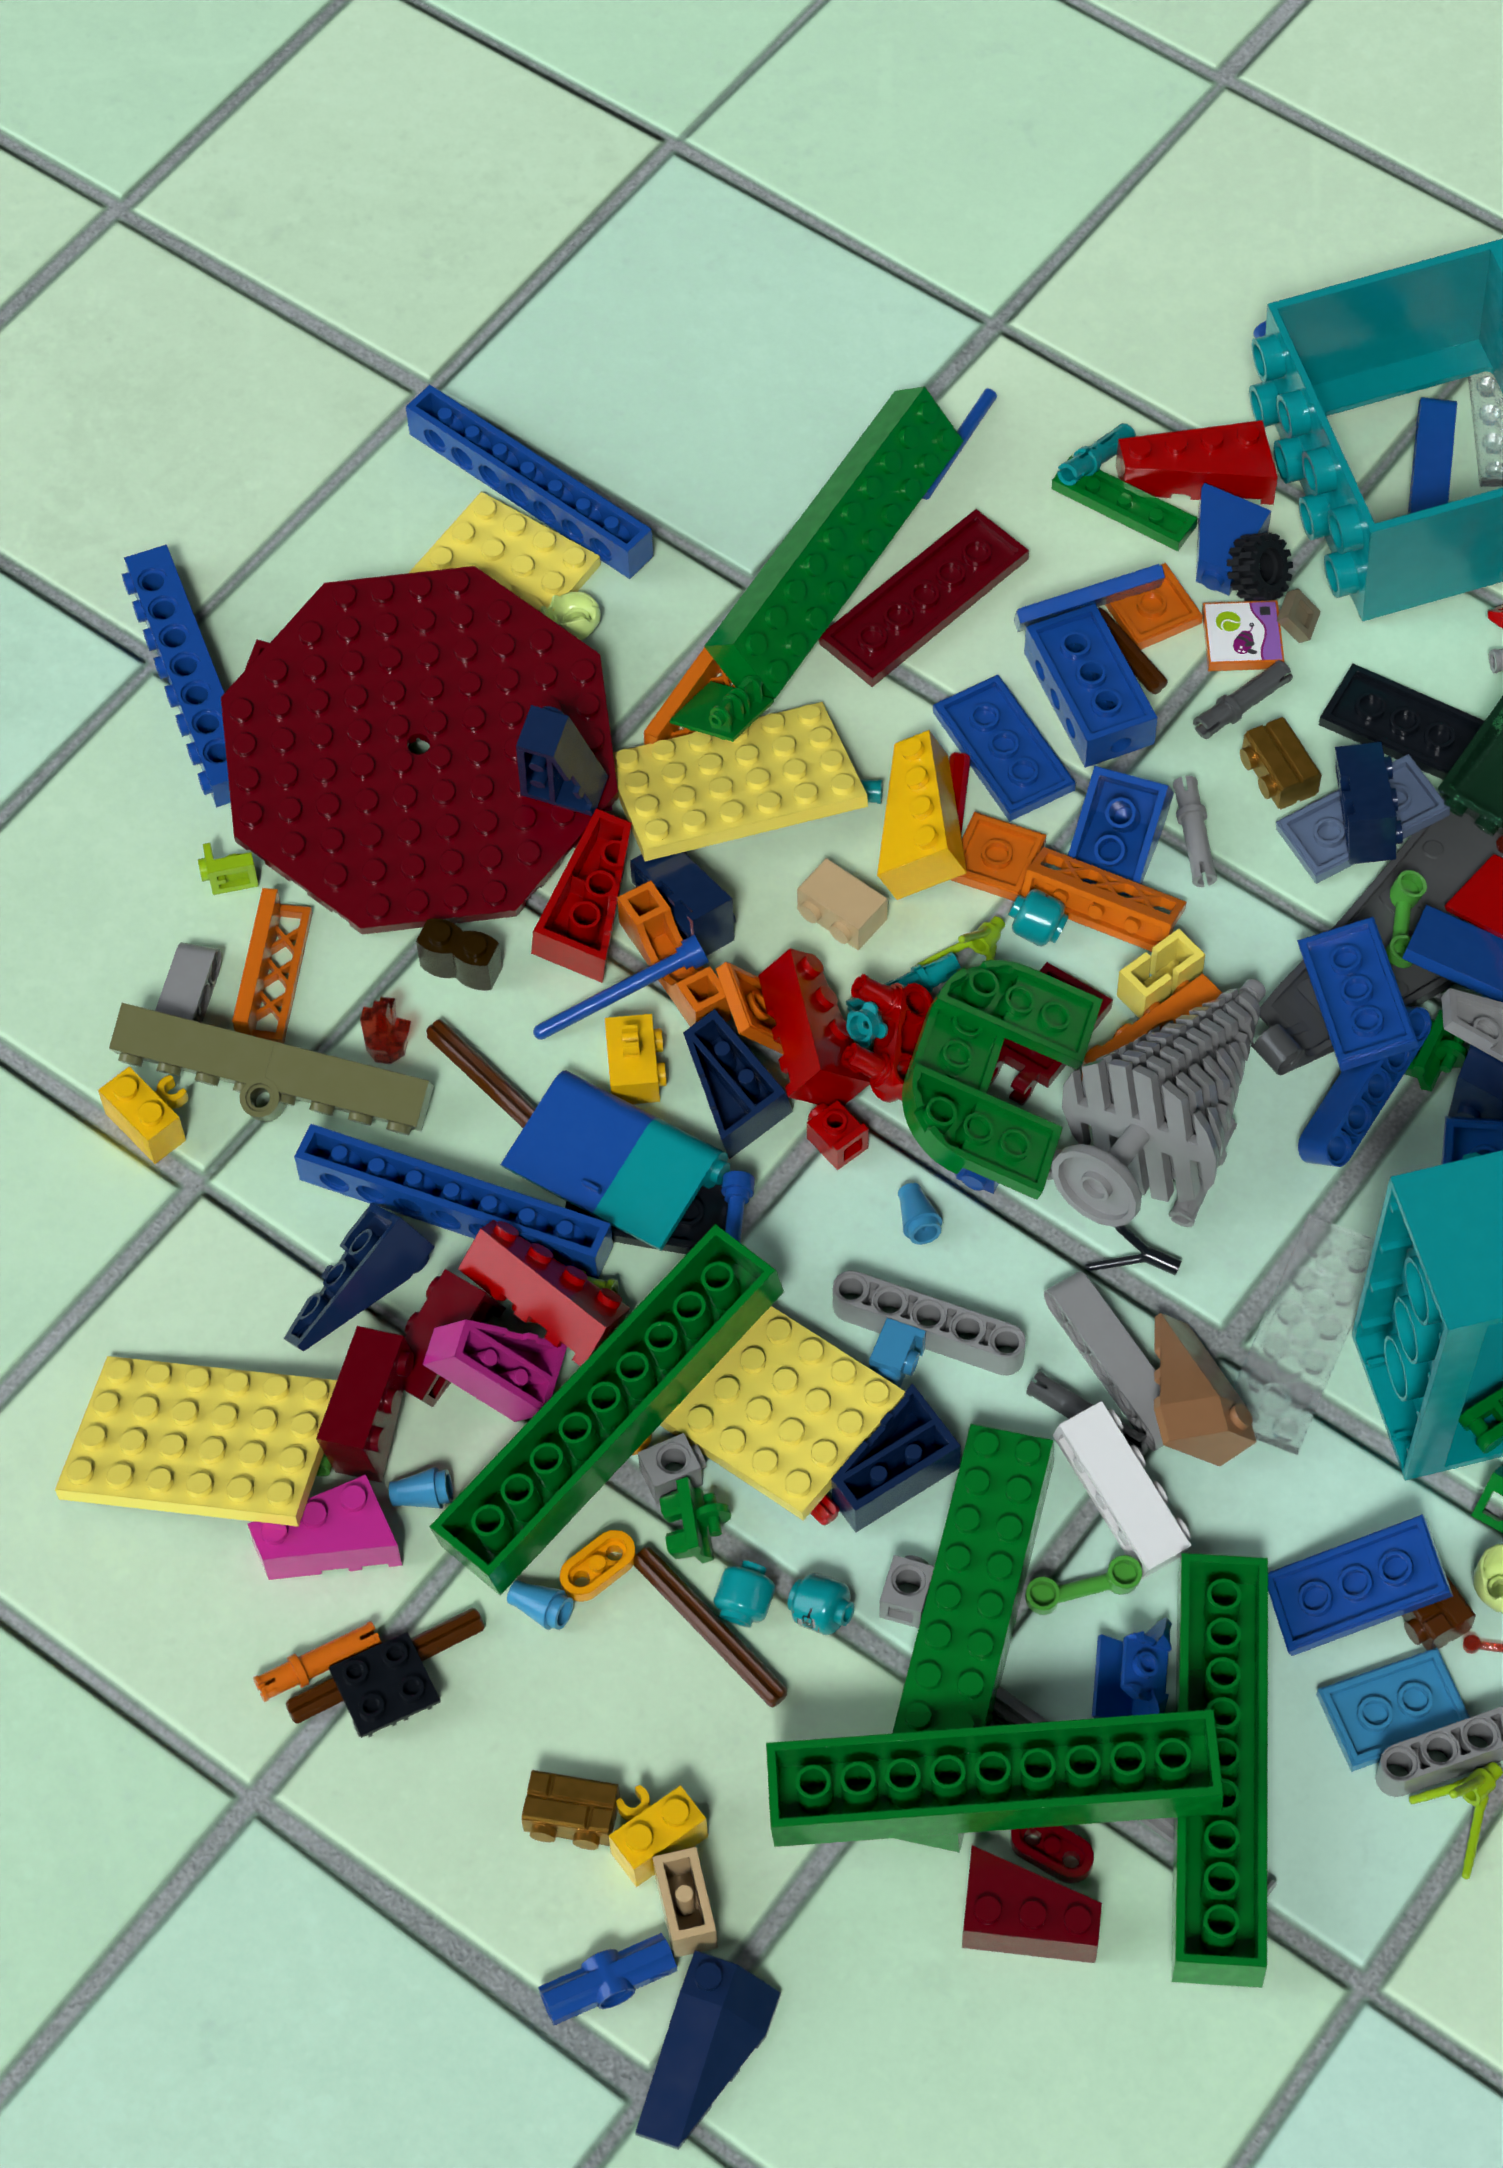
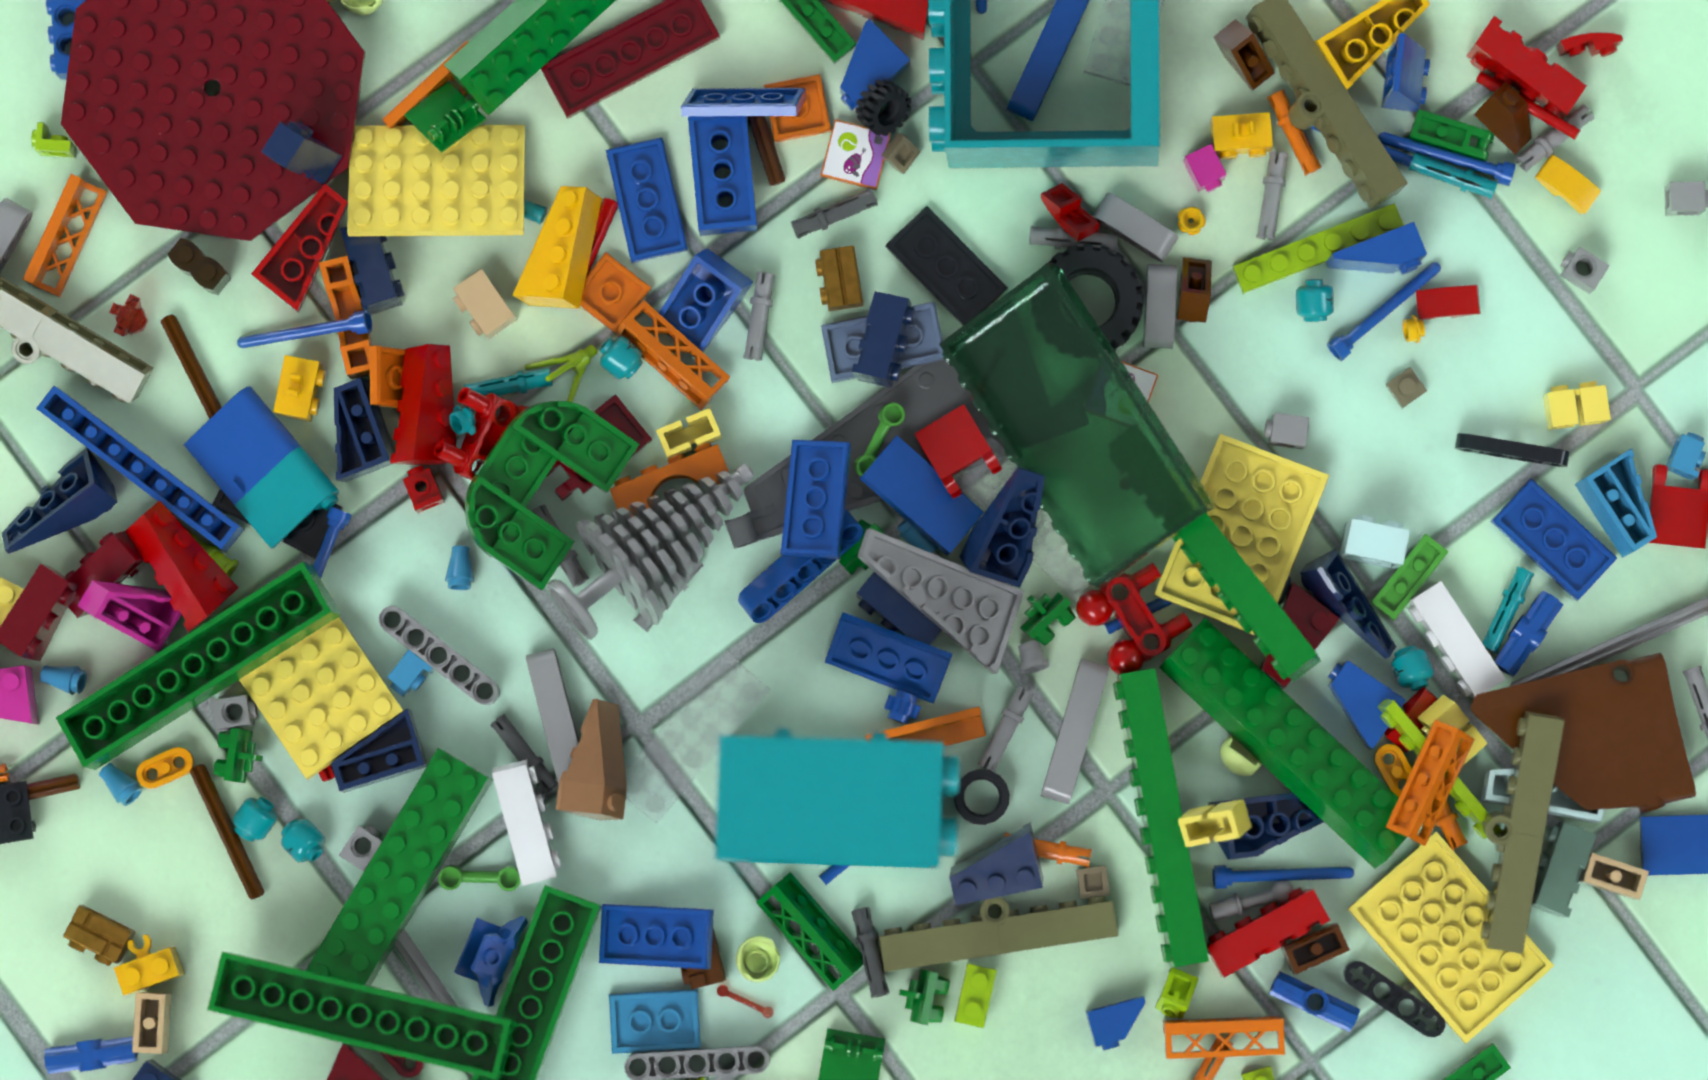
camera: 15 degrees right, 25 degrees up
(1148, 1255) = (604, 643): black plant -> none

